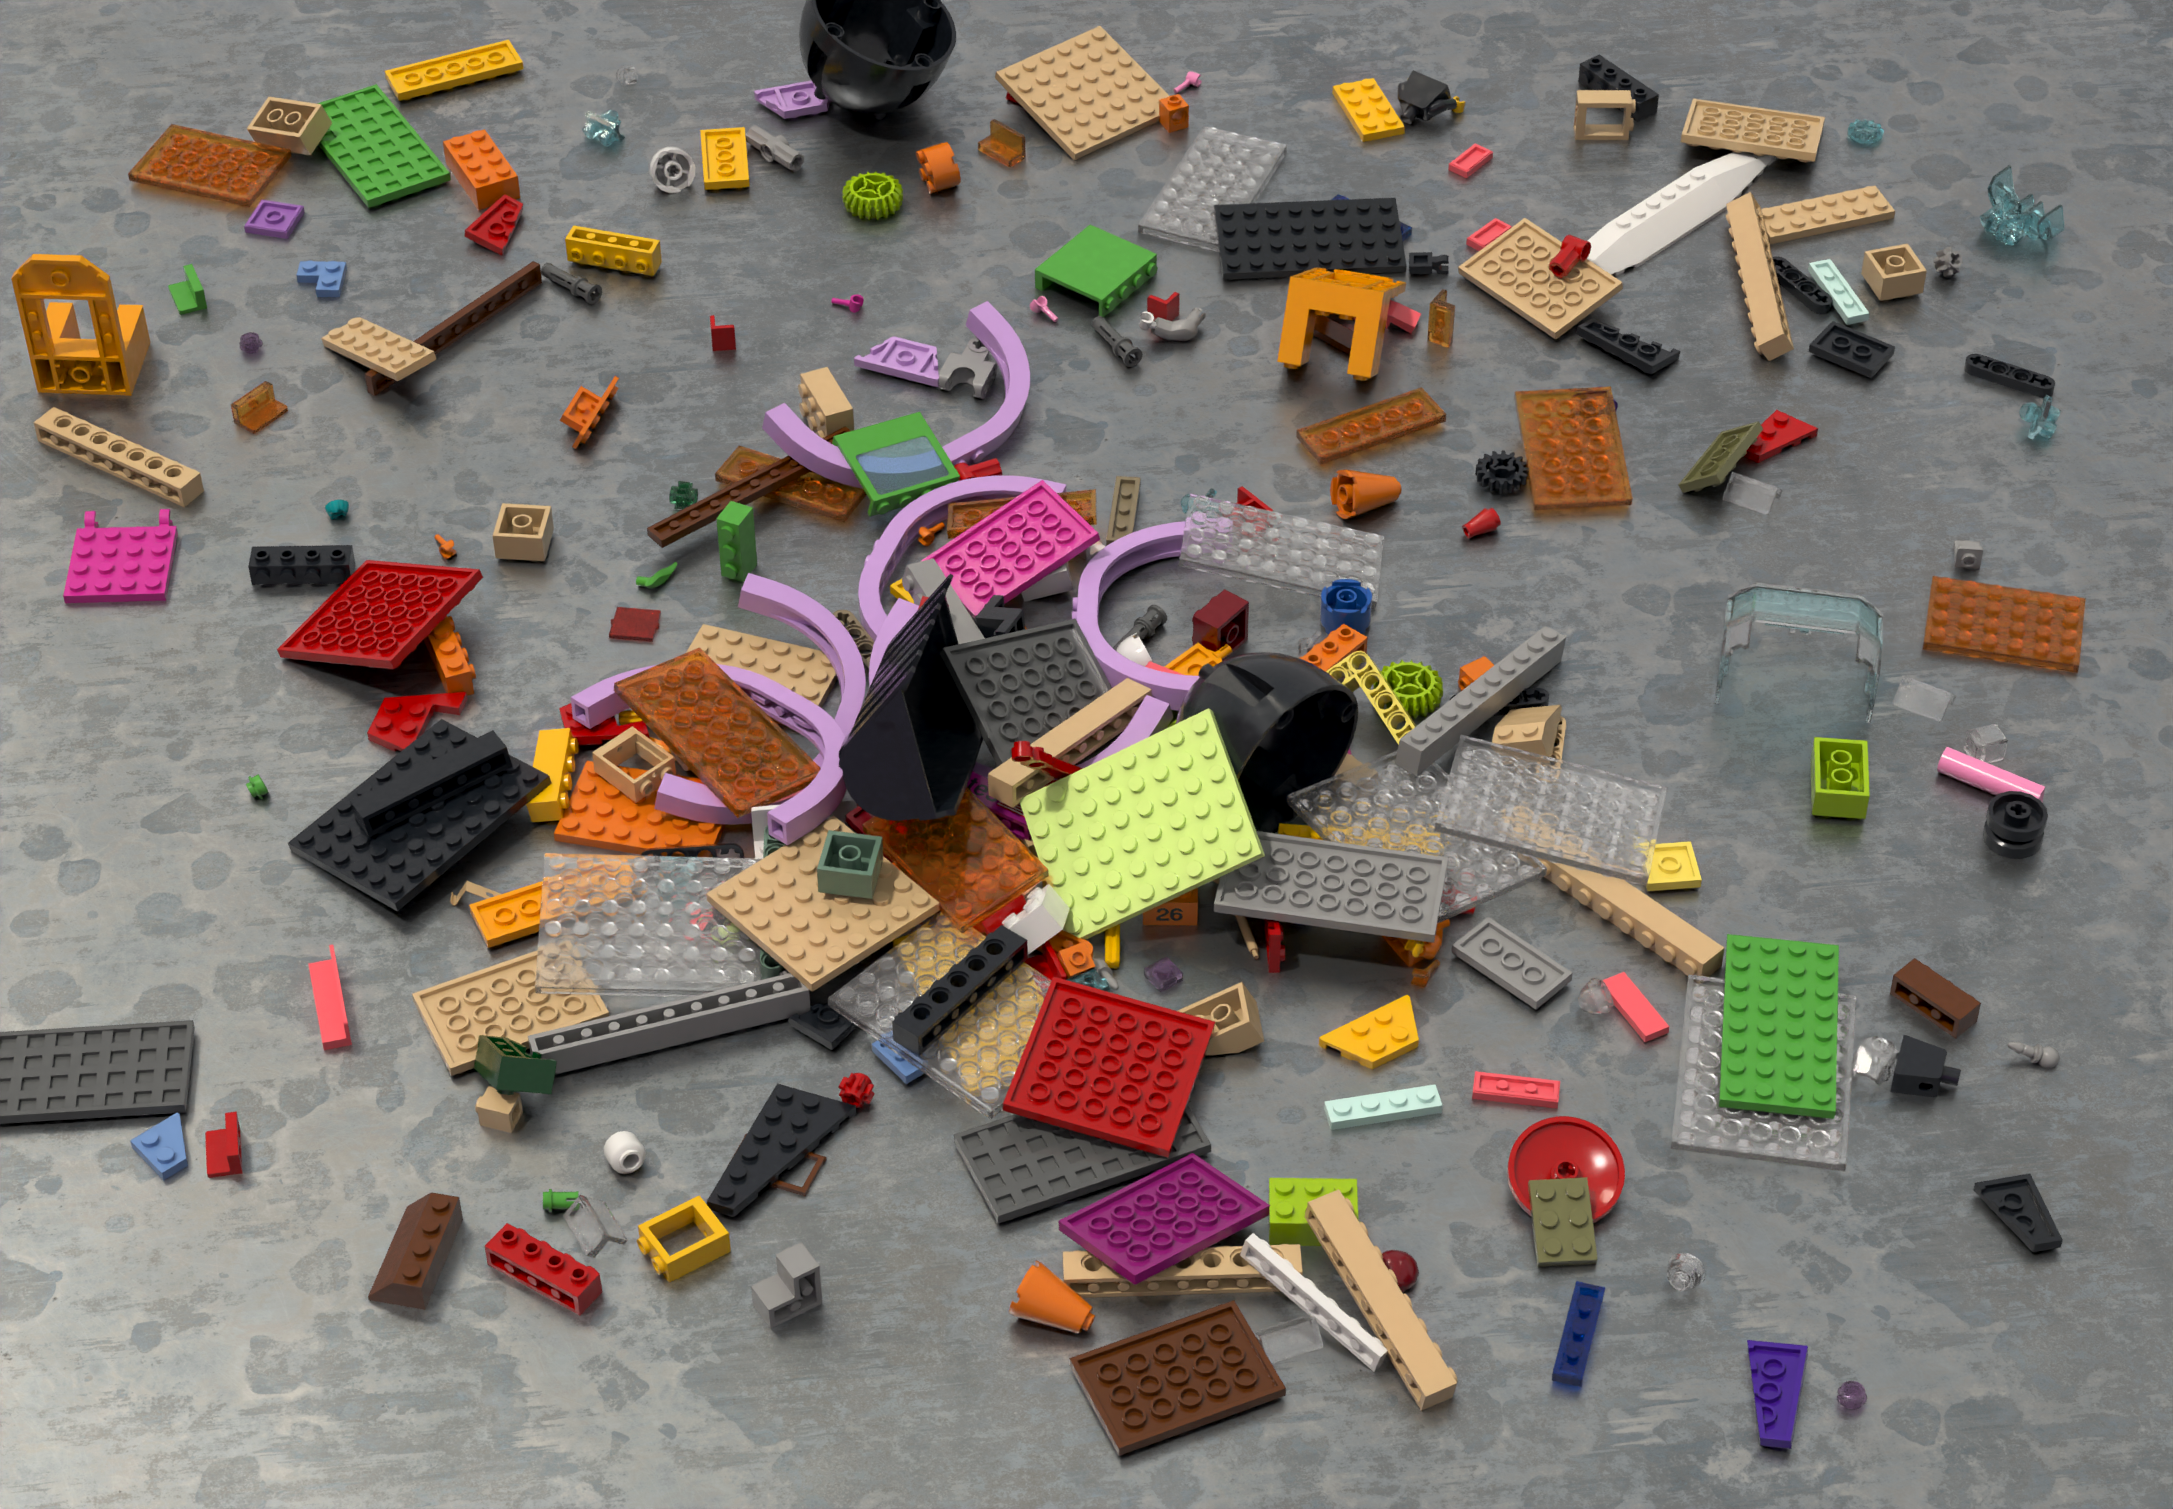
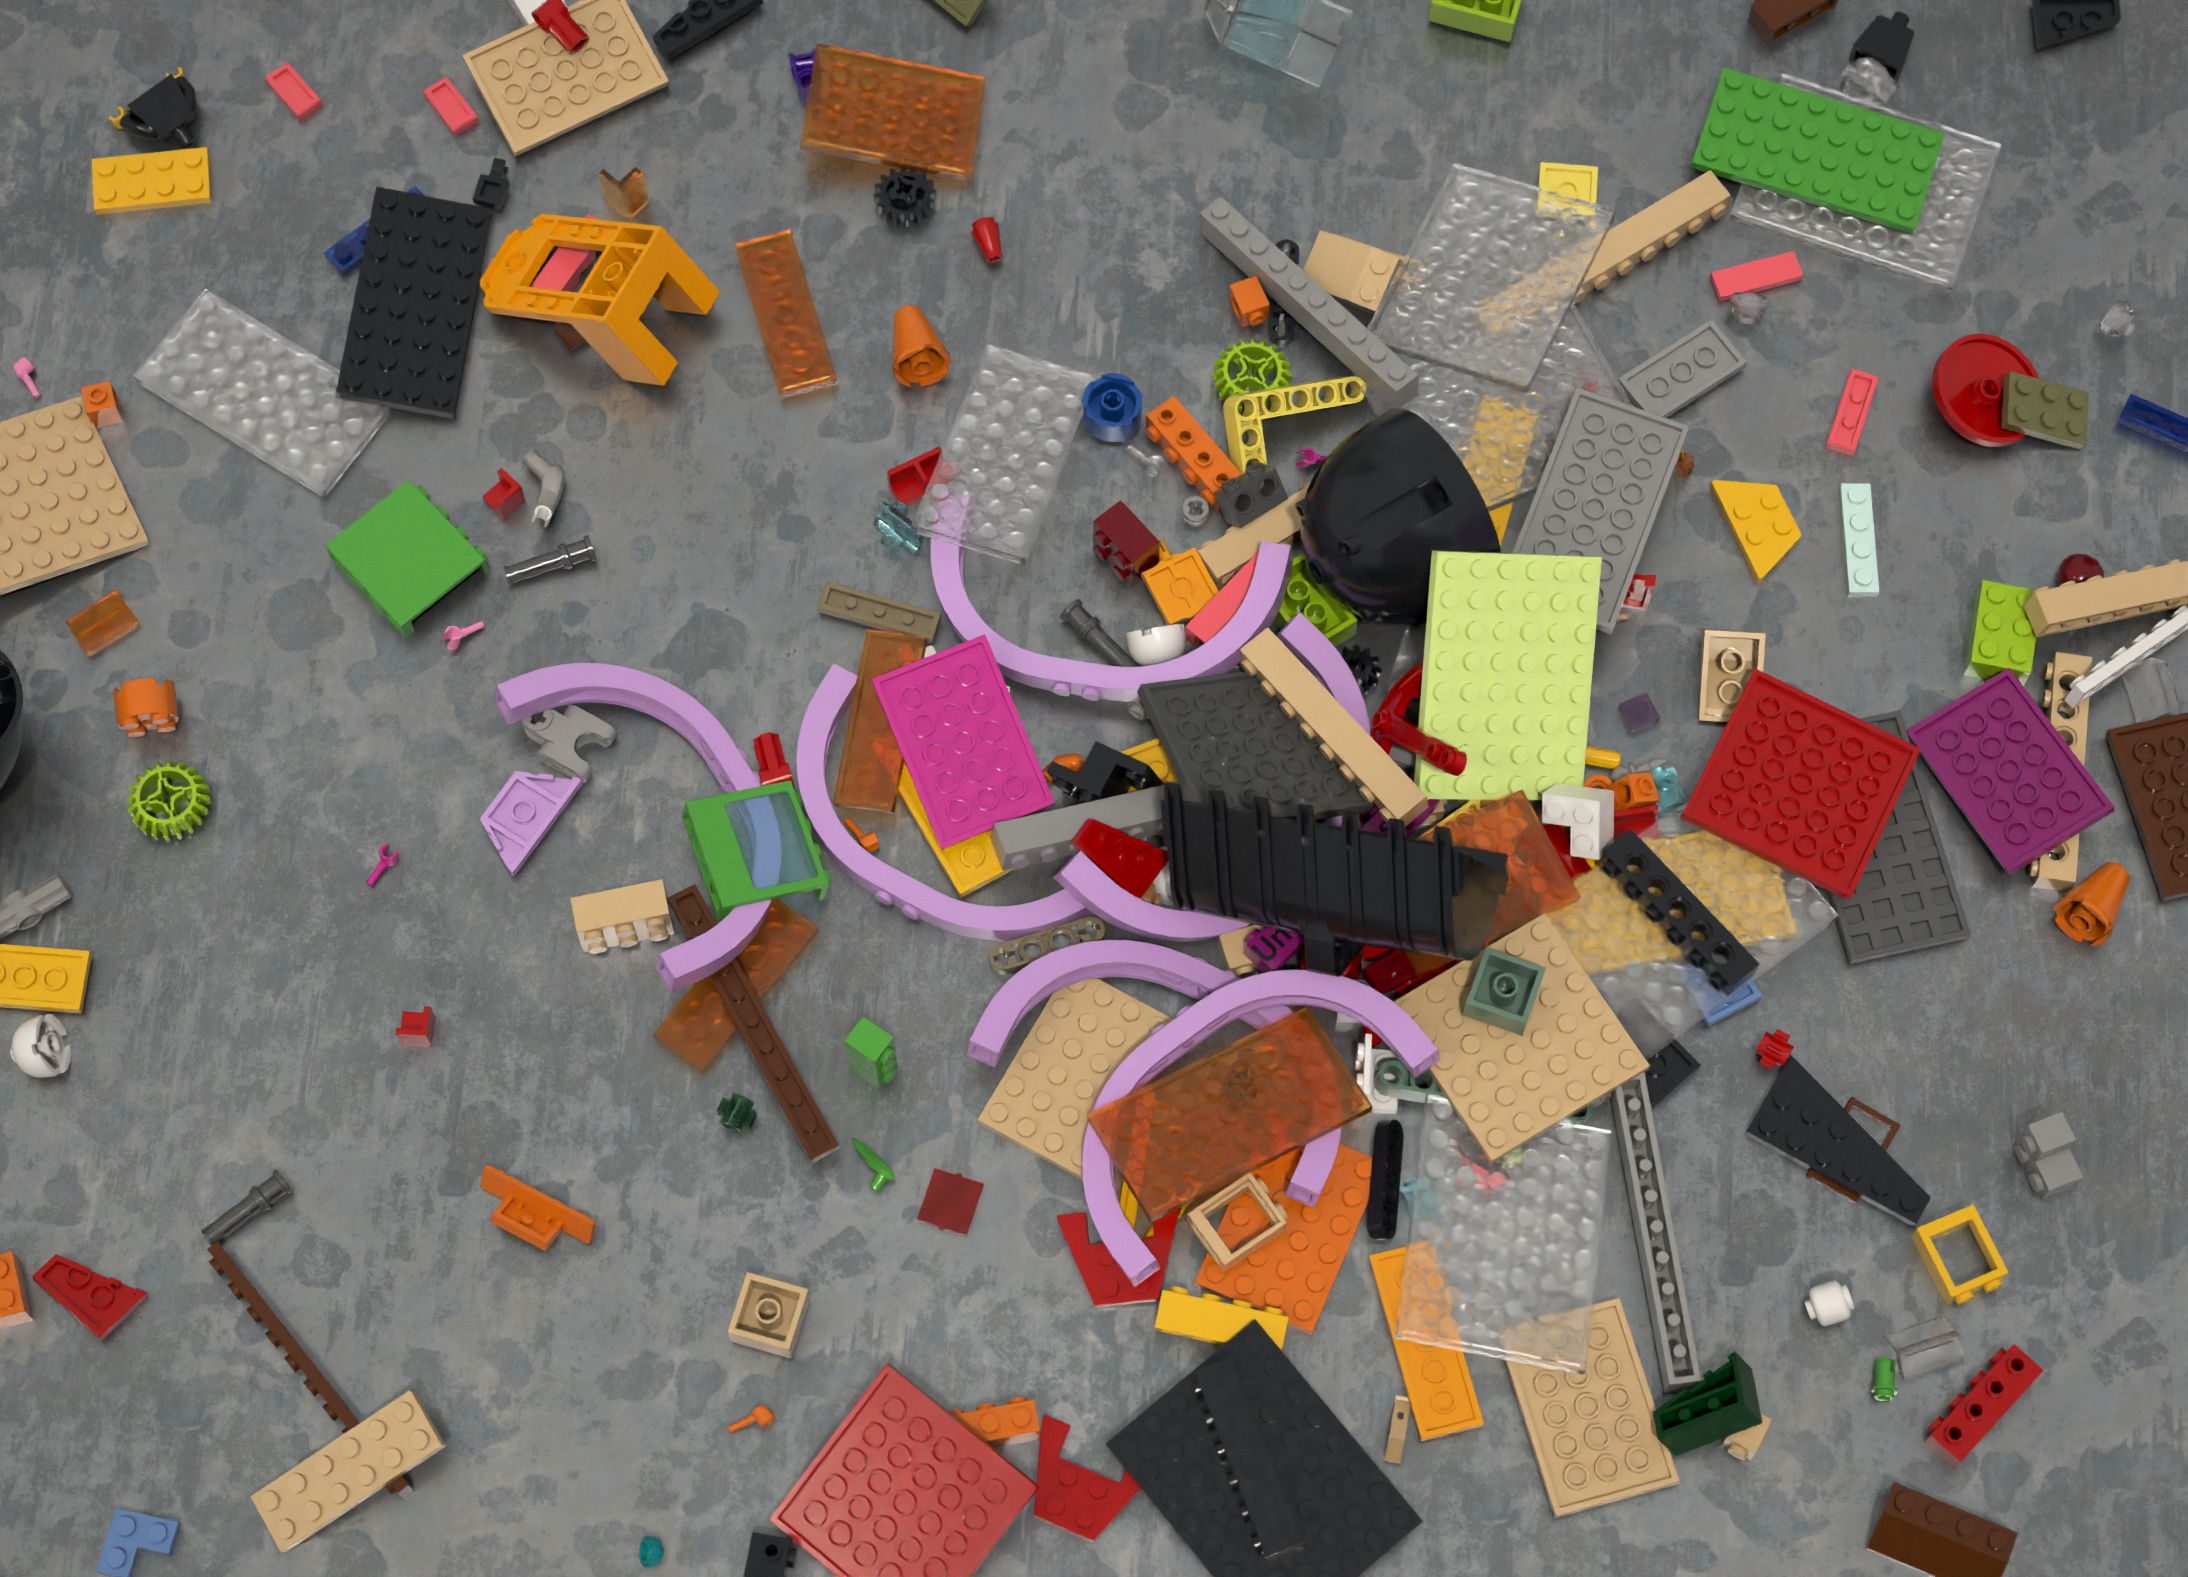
camera: 80 degrees left, 25 degrees up
(613, 250) = (207, 1143): yellow brick -> none

